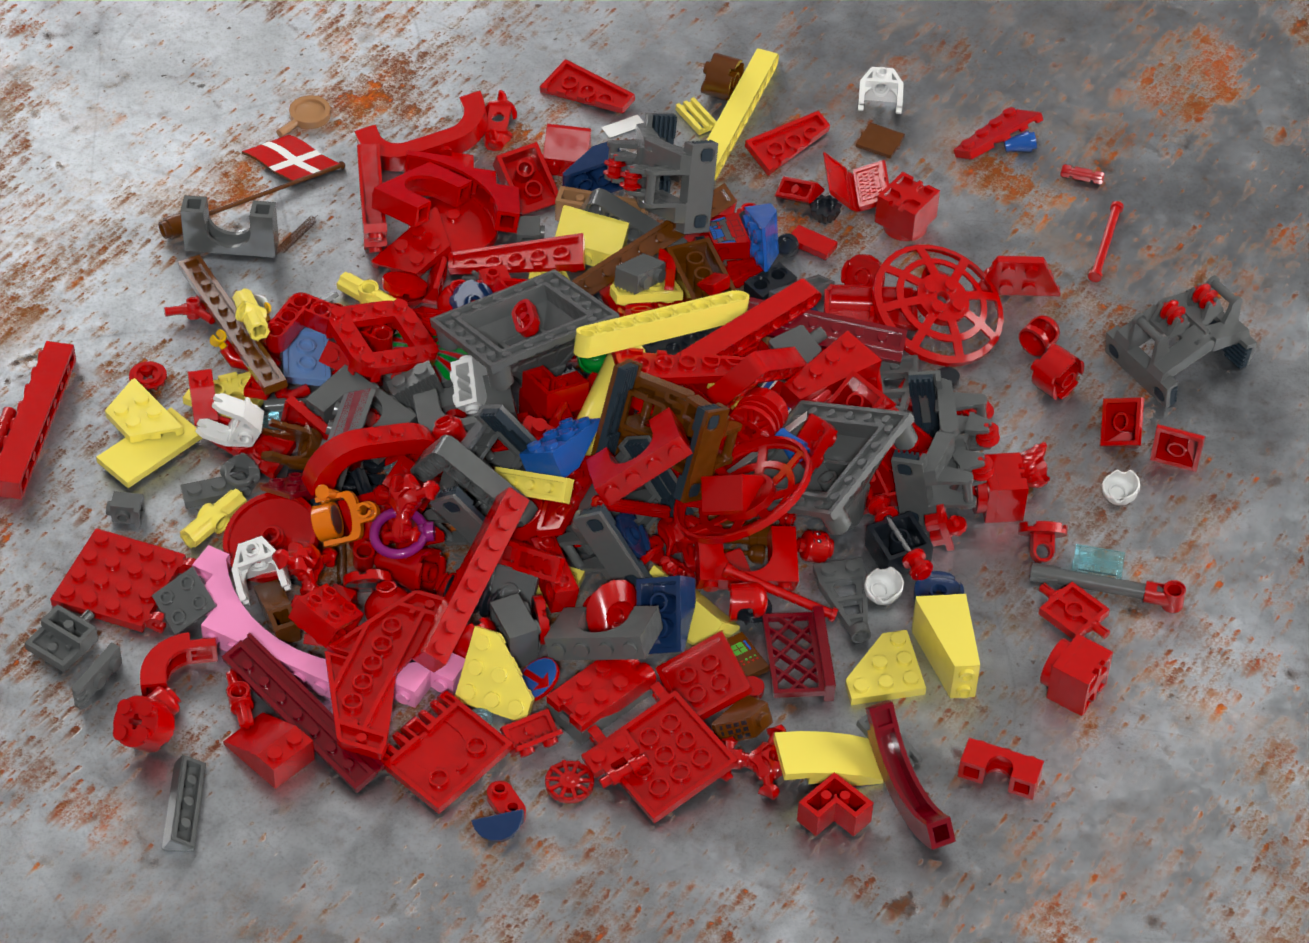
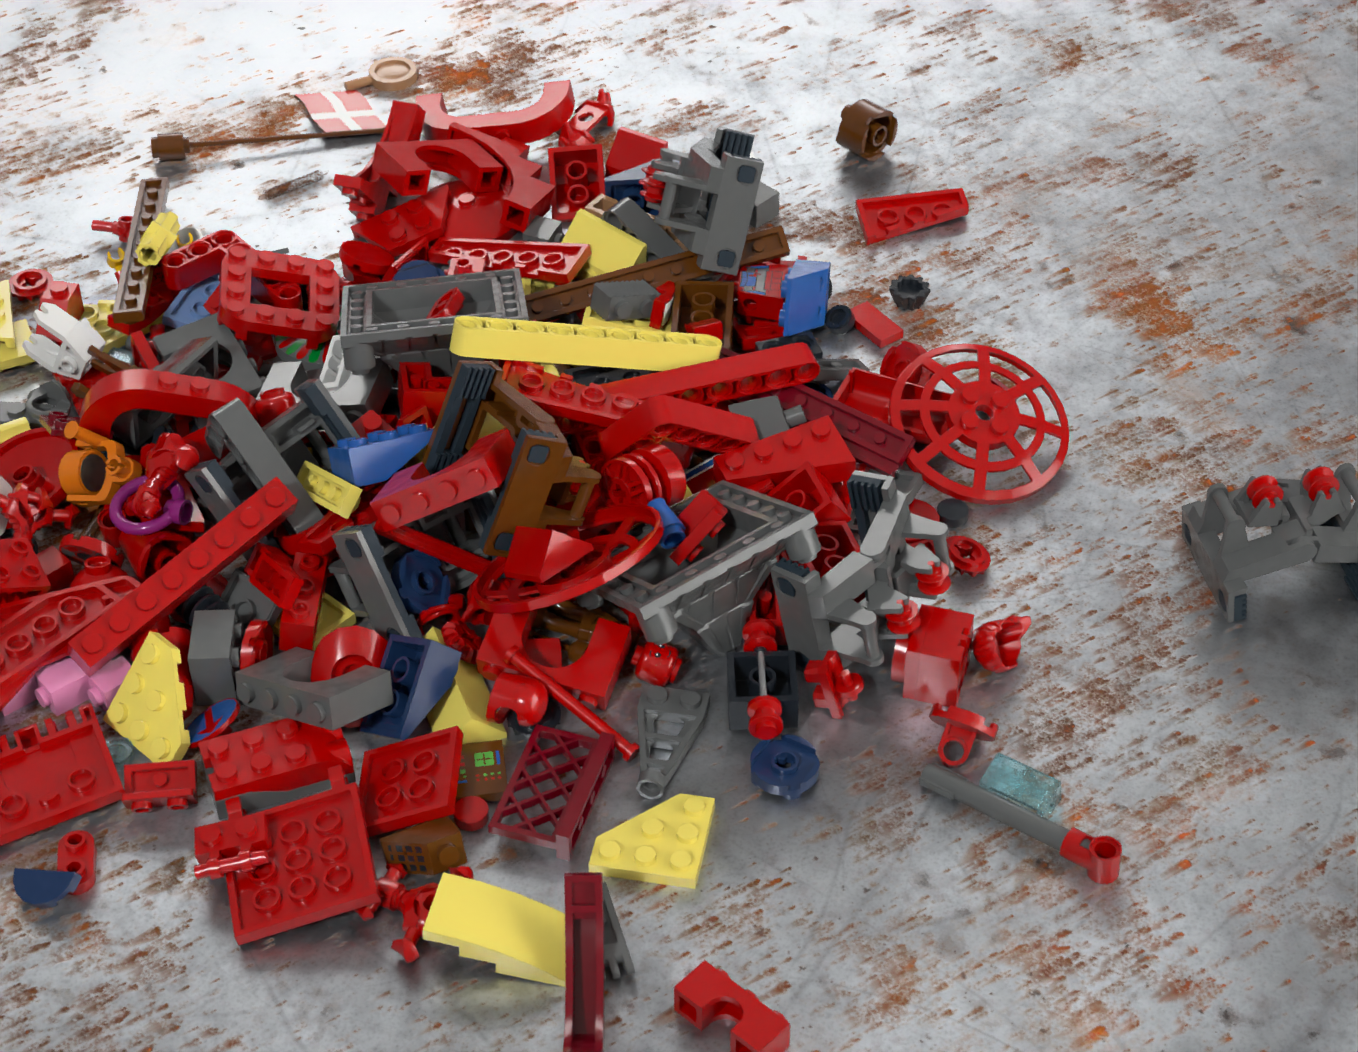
camera: 25 degrees right, 5 degrees down
(204, 236) = (185, 159): dark grey arch -> none
(362, 290) = (313, 246): light yellow piece -> none
(414, 381) = (292, 347): dark grey brick -> none
(569, 781) = (169, 859): red wheel -> none
(585, 87) = (704, 108): red wing -> none
(699, 115) = (816, 155): light yellow tile -> none
(742, 104) = (862, 173): light yellow beam -> none
(799, 190) = (888, 264): red slope -> none
(835, 802) = (472, 989): red brick -> none
(859, 189) = (957, 280): red piece -> none
(880, 140) = (1025, 237): reddish brown piece -> none
(881, 85) = (1052, 178): white piece -> none
(883, 585) = (714, 735): white hair -> none
(906, 208) = (1004, 308): red piece -> none
(948, 641) = (757, 826): light yellow slope -> none
(996, 131) = (1174, 256): red wing -> none
(1021, 143) = (1198, 275): blue cone -> none
(1021, 276) = (1108, 418): red wing -> none
(1039, 335) = (1097, 491): red helmet -> none
(1057, 372) = (1092, 537): red brick -> none
(1074, 611) = (954, 840): red plate -> none
(1076, 673) = (903, 919): red piece -> none
(1082, 174) = (1260, 327): red axle -> none
(1095, 274) = (1215, 441): red bar -> none
(1121, 487) = (1105, 700): white hair -> none
(1122, 422) = (1146, 620): red slope -> none
(1177, 447) = (1210, 670): red slope -> none

